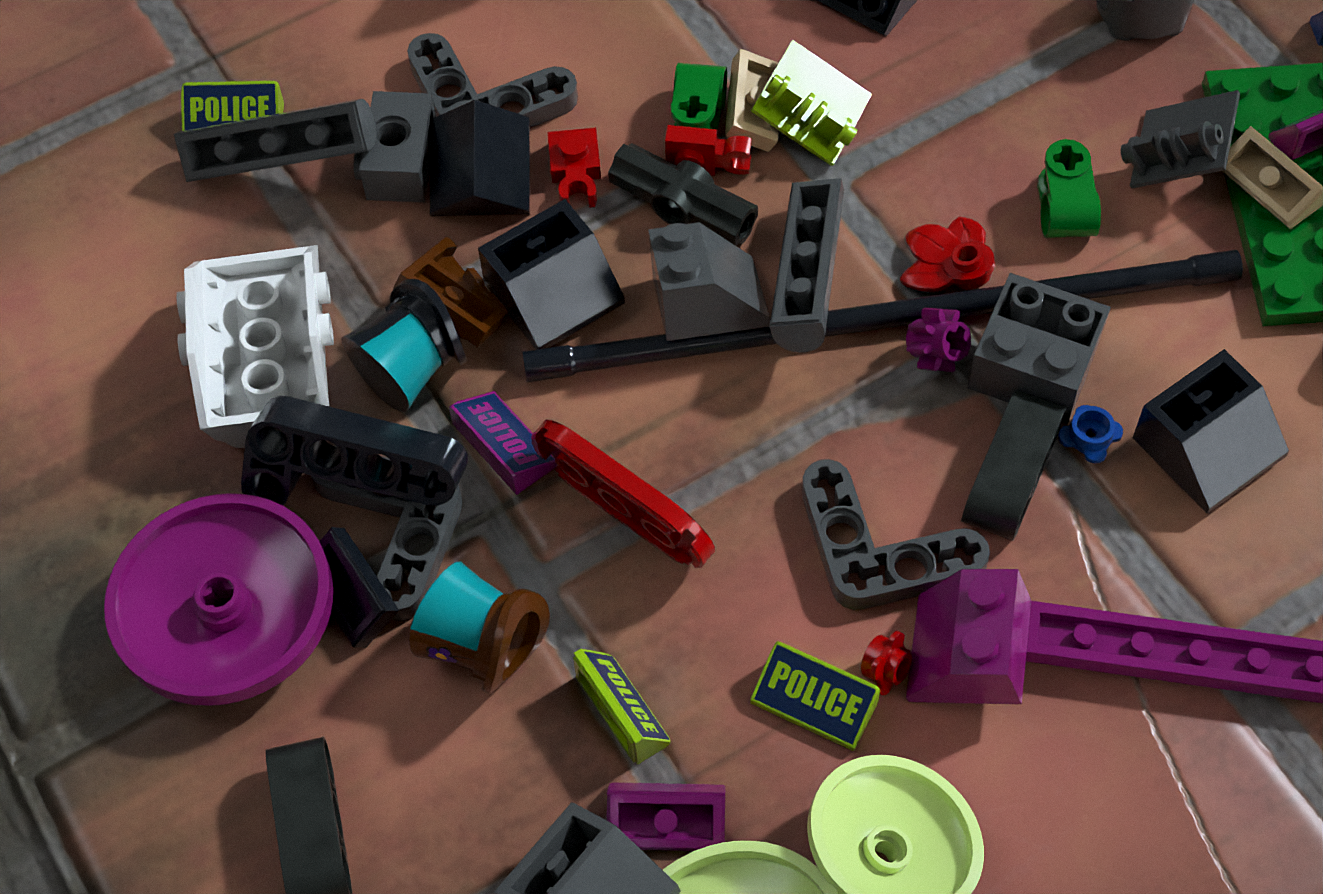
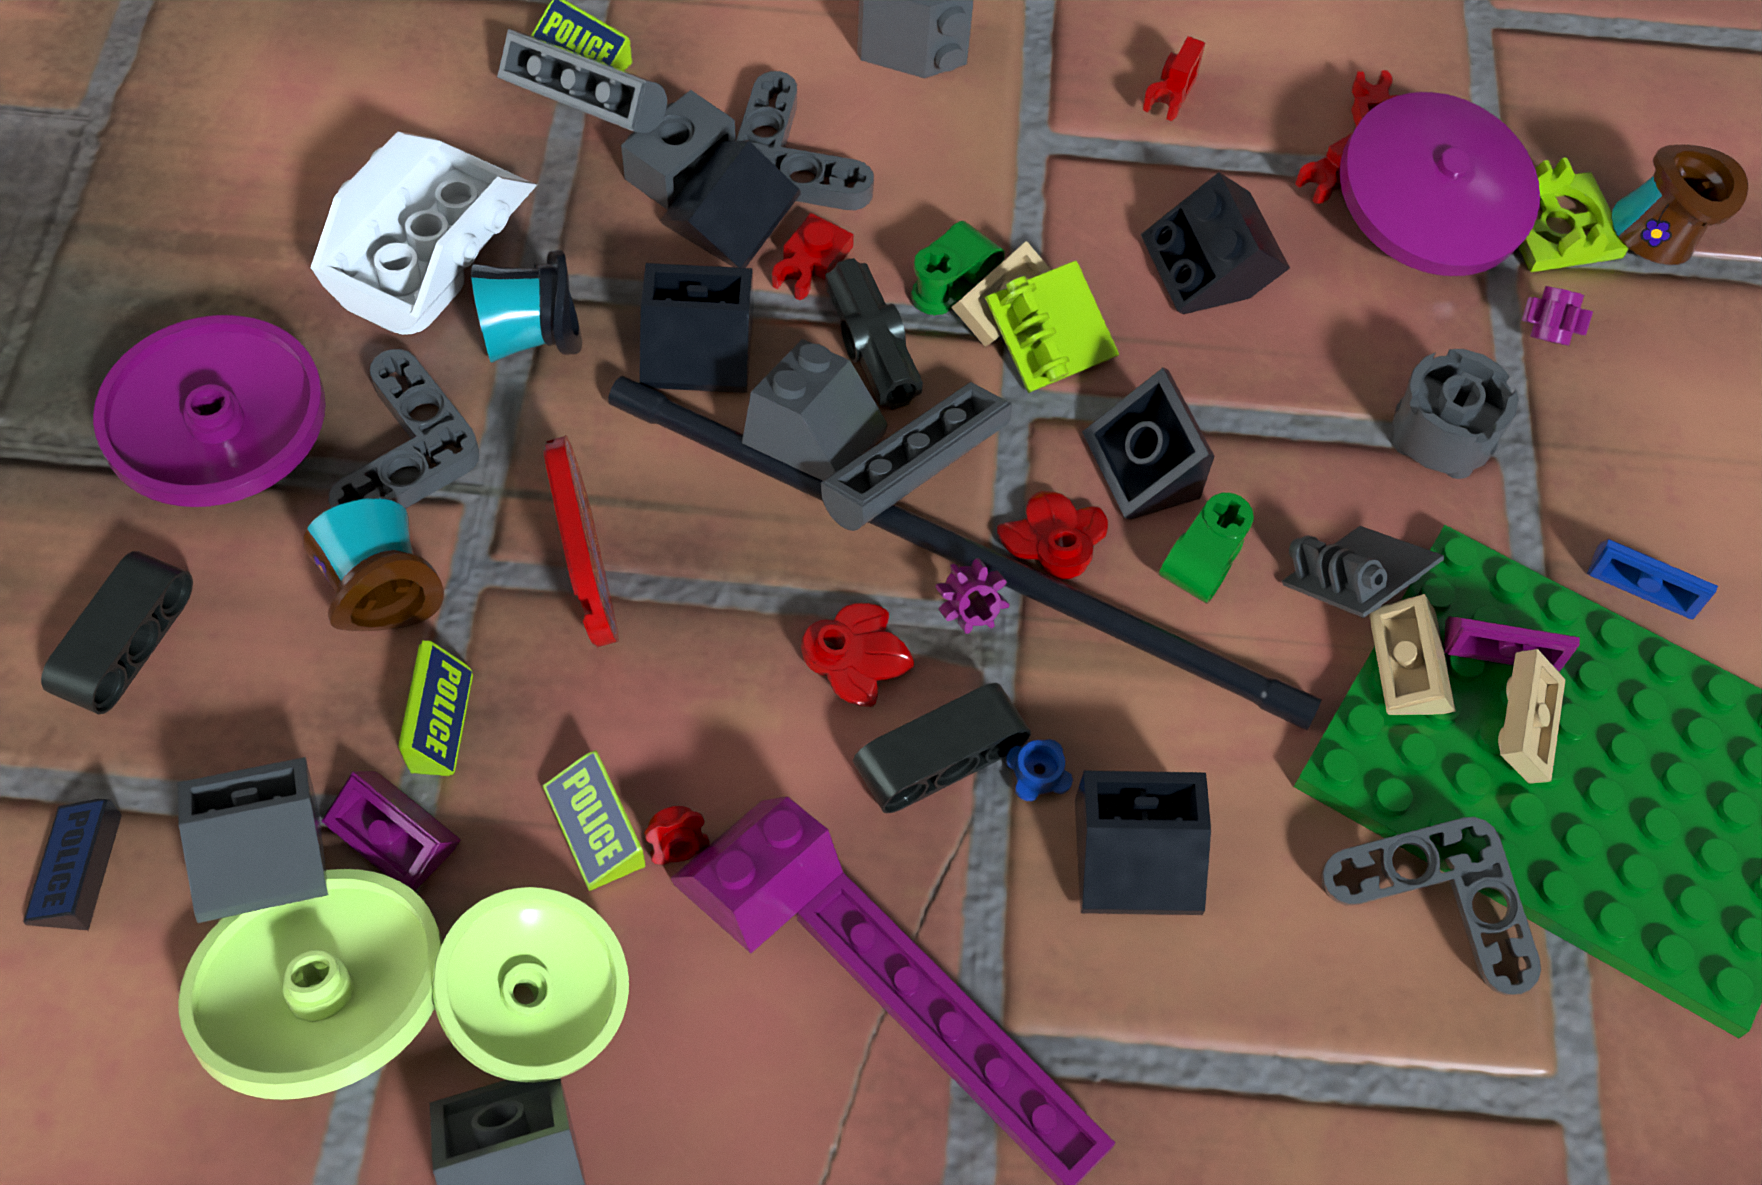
camera: 30 degrees right, 0 degrees up
(359, 598) = (318, 476): black tile -> none
(420, 467) = (373, 328): black beam -> none
(468, 301) = (608, 291): reddish brown wing -> none
(500, 439) = (541, 416): slope -> none
(704, 148) = (922, 310): red plate -> none
(862, 556) = (745, 731): dark grey beam -> none
(887, 440) = (863, 655): none -> red plate
(964, 146) = (1151, 449): none -> black slope
(1038, 344) = (1054, 658): dark grey slope -> none

